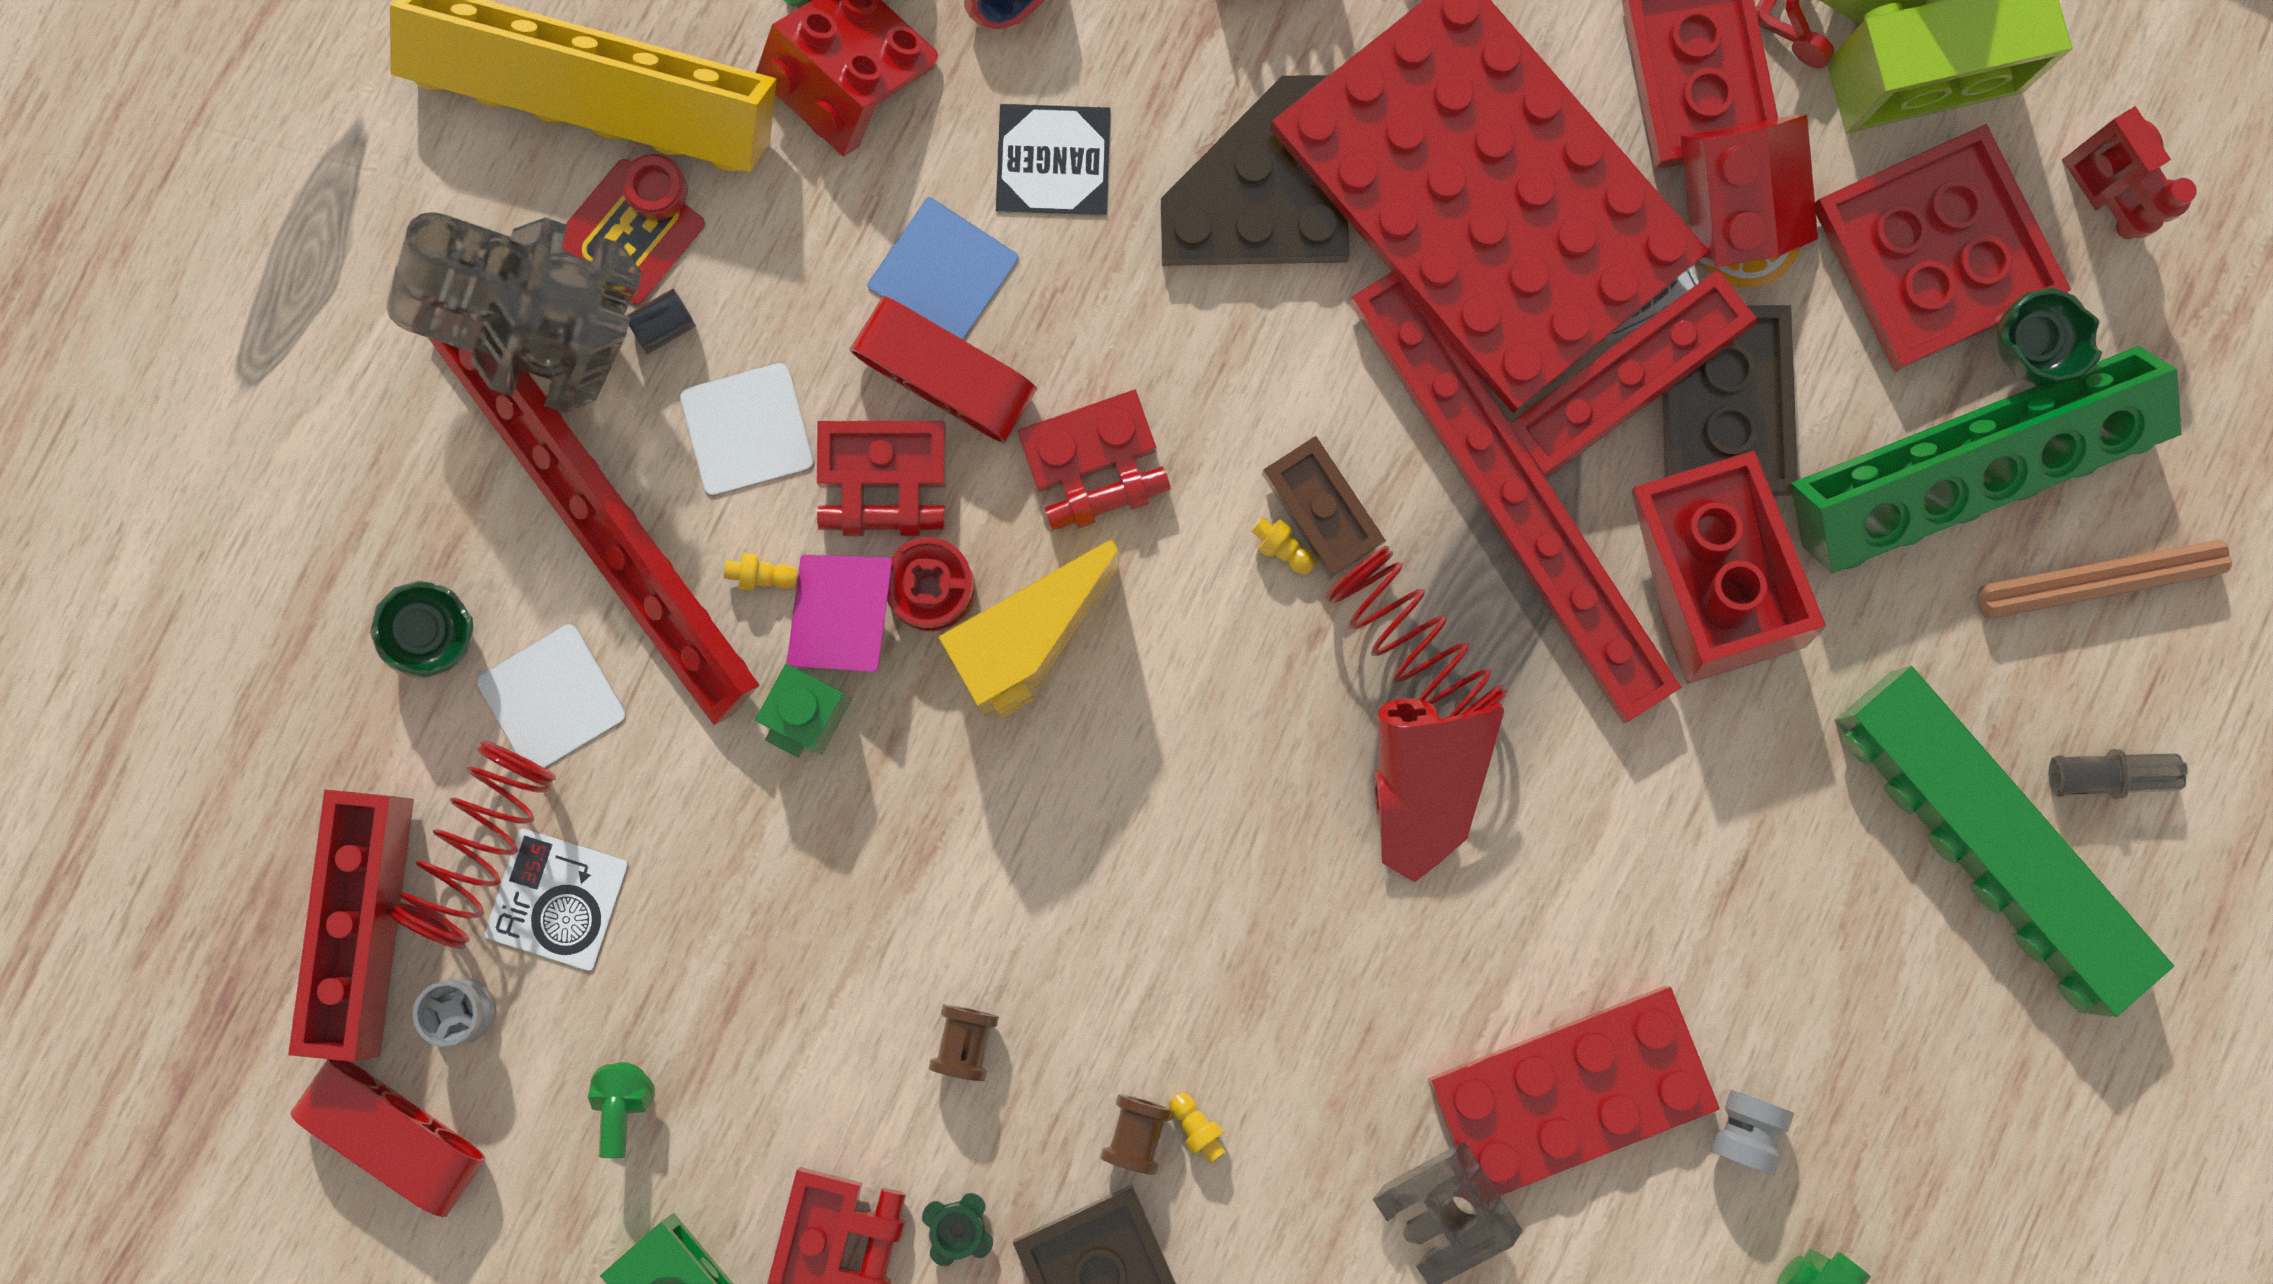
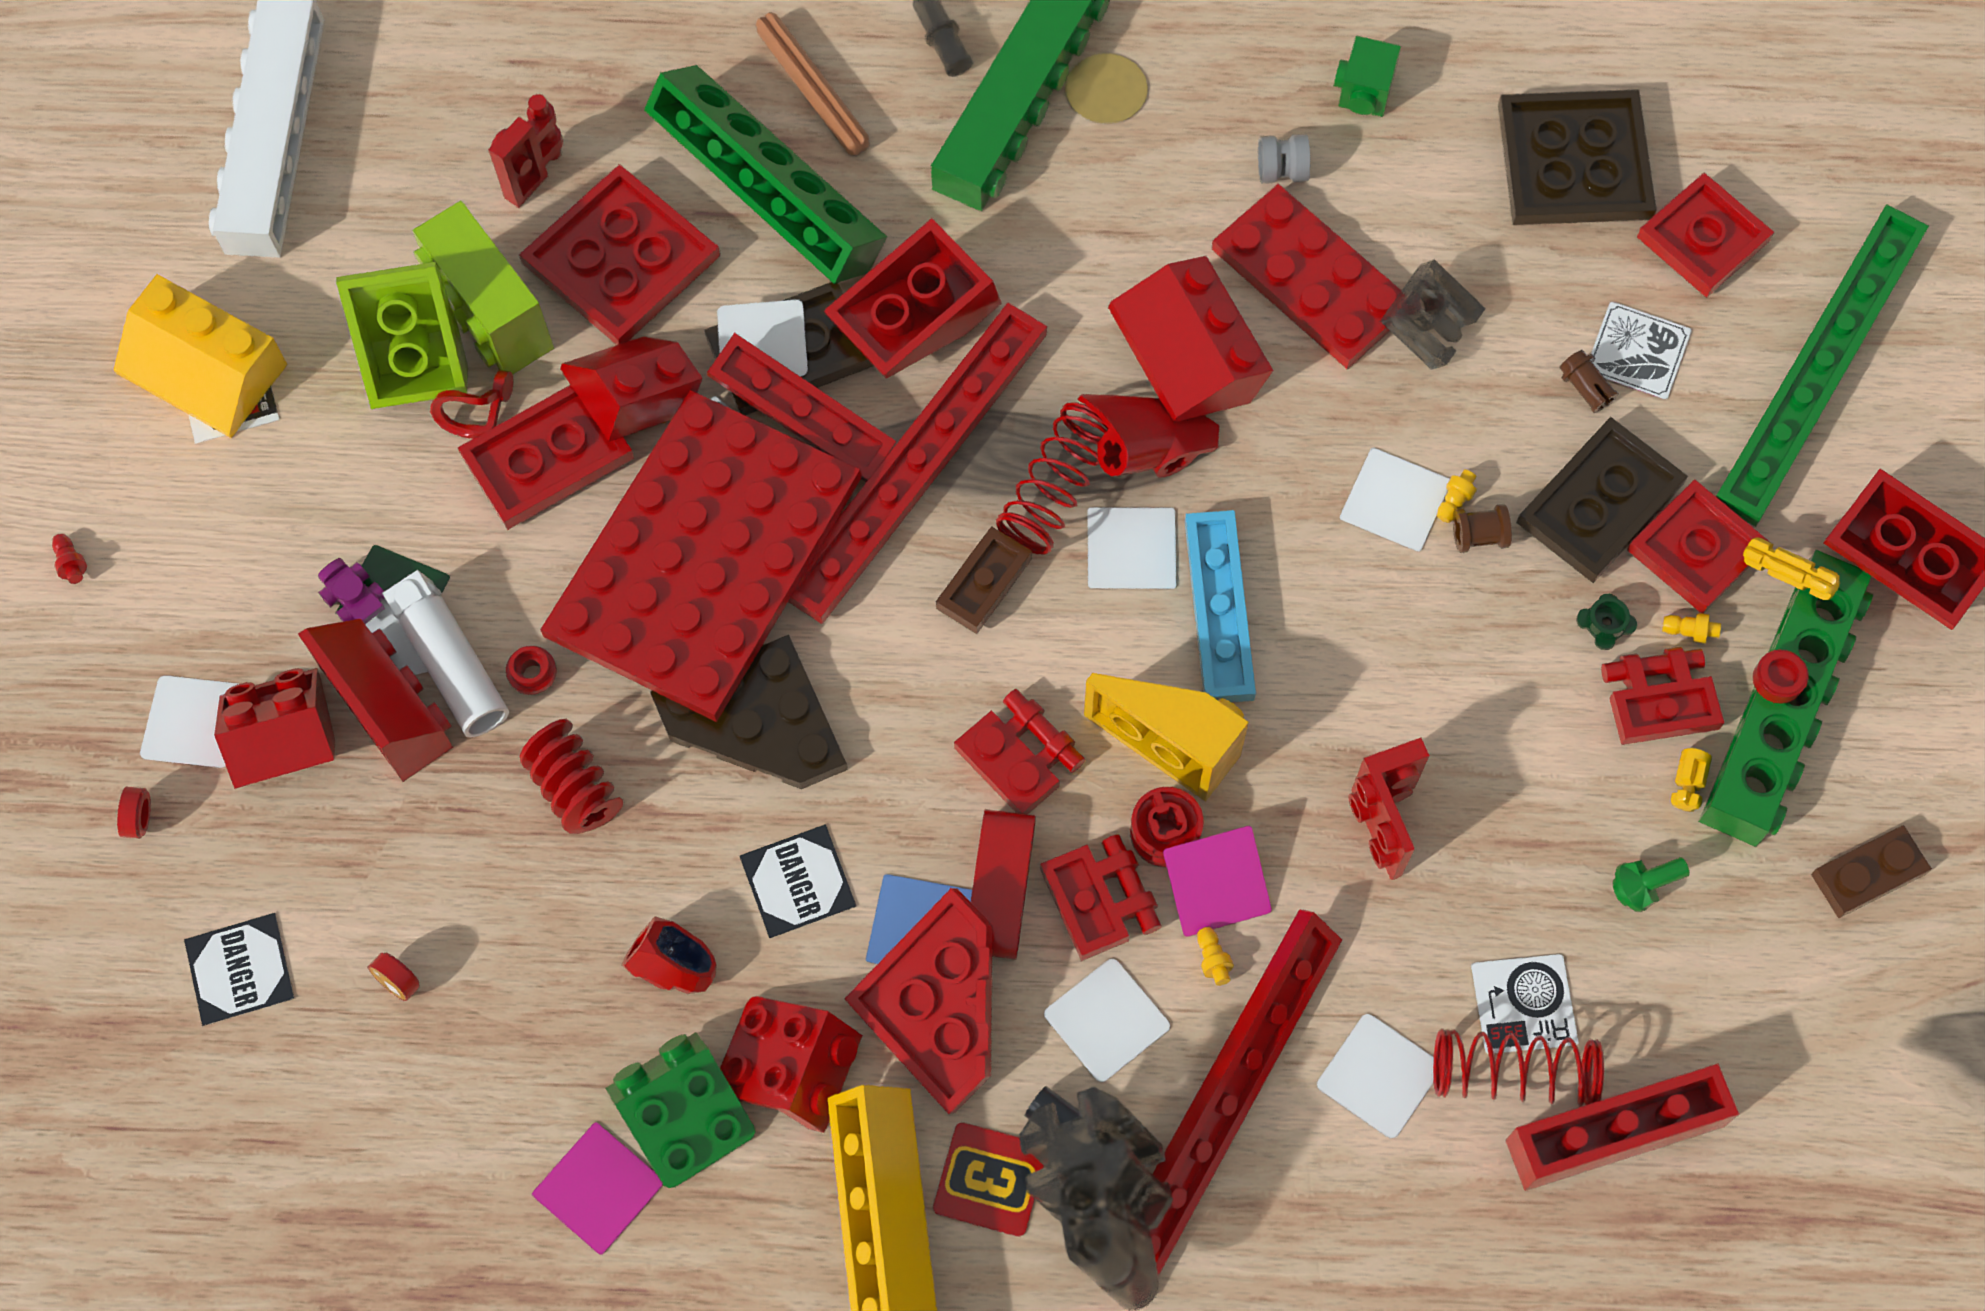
camera: 110 degrees left, 15 degrees down
(388, 1136) = (1756, 1036): red beam -> none
(421, 629) = (1379, 1180): dark green hair -> none
(441, 1010) = (1651, 1021): light grey wheel -> none
(654, 187) = (948, 1169): red tile -> none
(724, 1231) = (1692, 776): none -> yellow piece
(801, 712) = (1304, 872): green brick -> none
(833, 238) = (936, 1000): none -> red plate
(859, 864) = (1378, 786): none -> red bracket
(969, 1063) = (1480, 666): reddish brown bush -> none
(1173, 768) = (1219, 606): none -> medium azure plate
(1228, 1053) = (1395, 499): none -> white sticker
(1277, 541) = (1022, 603): yellow piece -> none
(1298, 705) = (1131, 548): none -> white sticker
(1533, 886) = (1191, 340): none -> red slope
(1754, 377) = (771, 327): none -> white sticker
(1954, 956) = (1106, 88): none -> pearl gold sticker
(2048, 337) = (665, 159): dark green hair -> none

